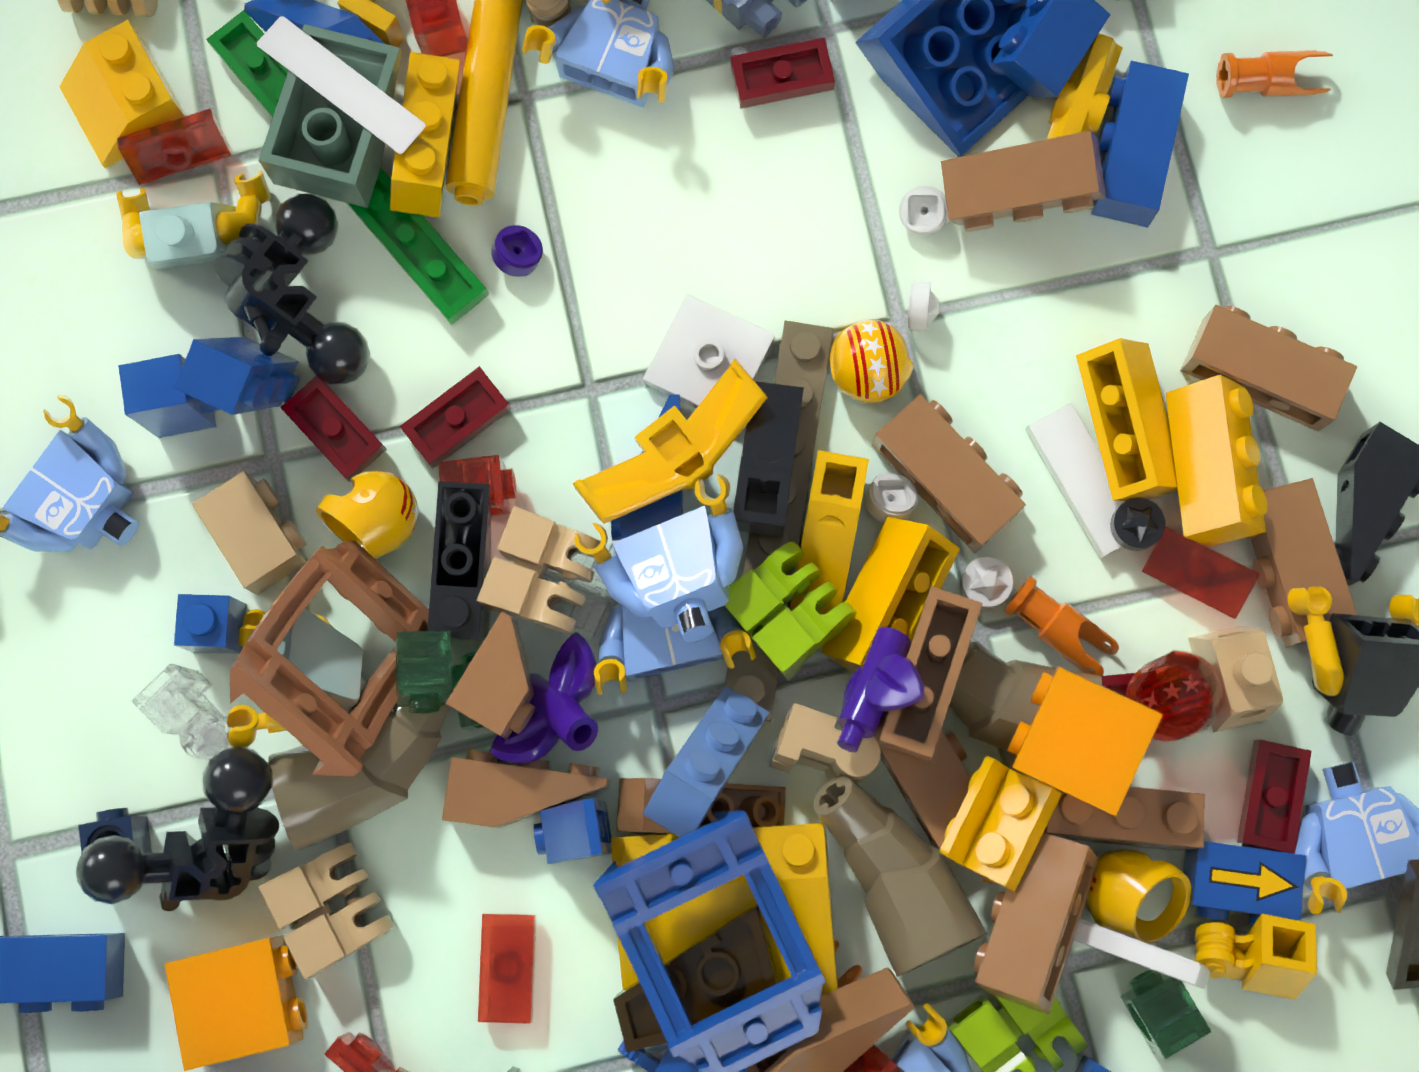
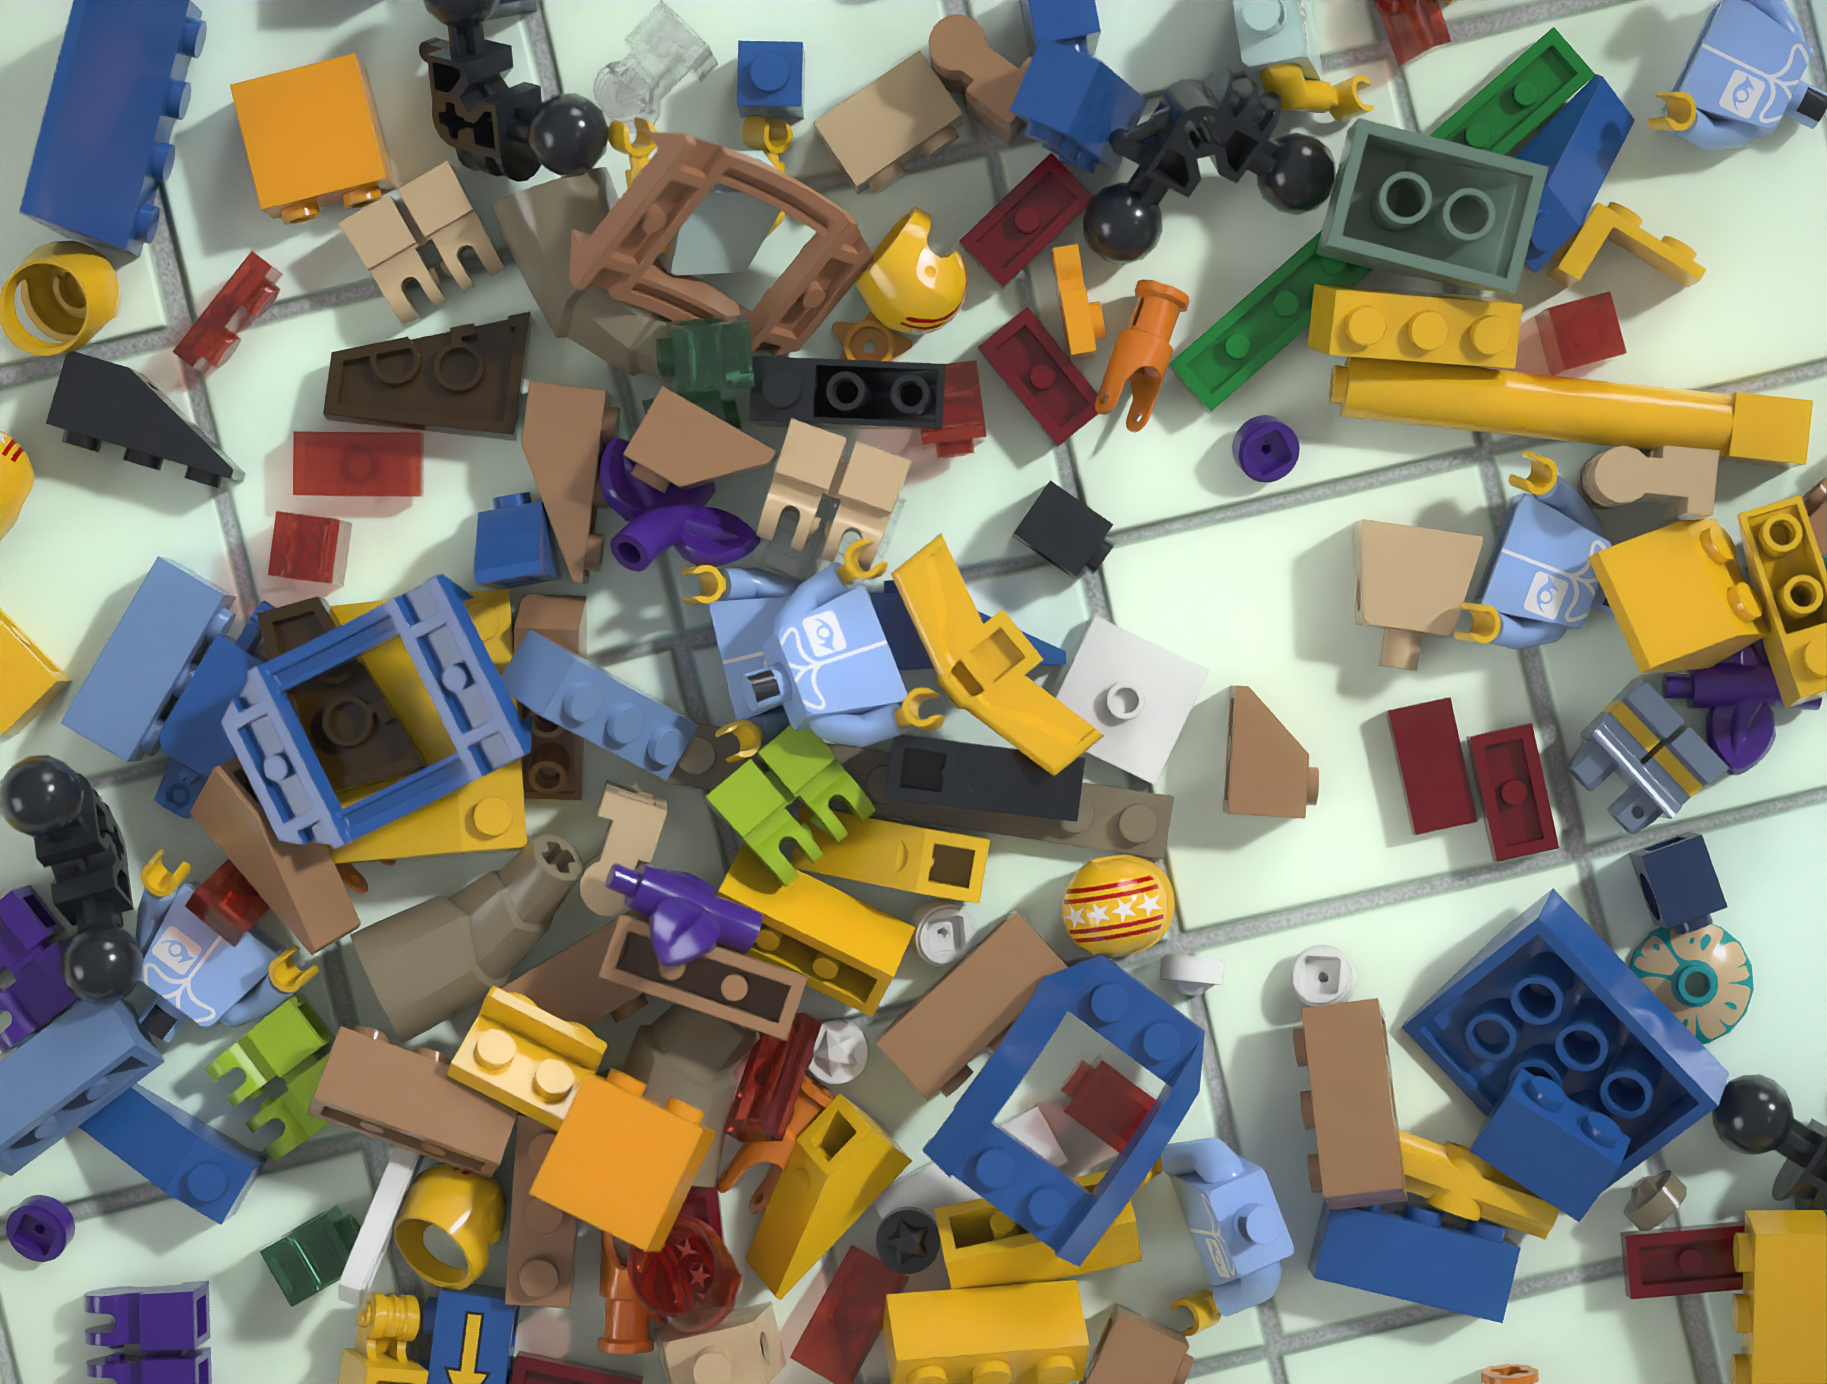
camera: 80 degrees right, 10 degrees up
(214, 453) = (978, 72): none -> medium nougat legs
(341, 85) = (1463, 219): white sticker -> none
(410, 388) = (1080, 319): none -> light orange plate
(414, 551) = (855, 335): none -> light orange plate
(438, 339) = (1142, 351): none -> orange piece
(443, 900) = (436, 383): none -> dark brown wing
(574, 1009) = (309, 548): none -> clear red brick
(576, 400) = (1065, 532): none -> black brick
(622, 144) = (1410, 584): none -> tan torso
(756, 252) = (1264, 763): none -> medium nougat slope
(762, 133) = (1431, 766): none -> dark red tile
(1018, 630) = (772, 1083): none -> clear red plate
(1025, 368) = (1106, 1101): none -> clear red brick
(1085, 431) = (1018, 1177): none -> blue wedge
(1096, 587) = (827, 1185): none -> yellow slope
(1114, 275) = (1232, 1226): none -> light blue torso
(1197, 753) = (624, 1318): none -> orange piece

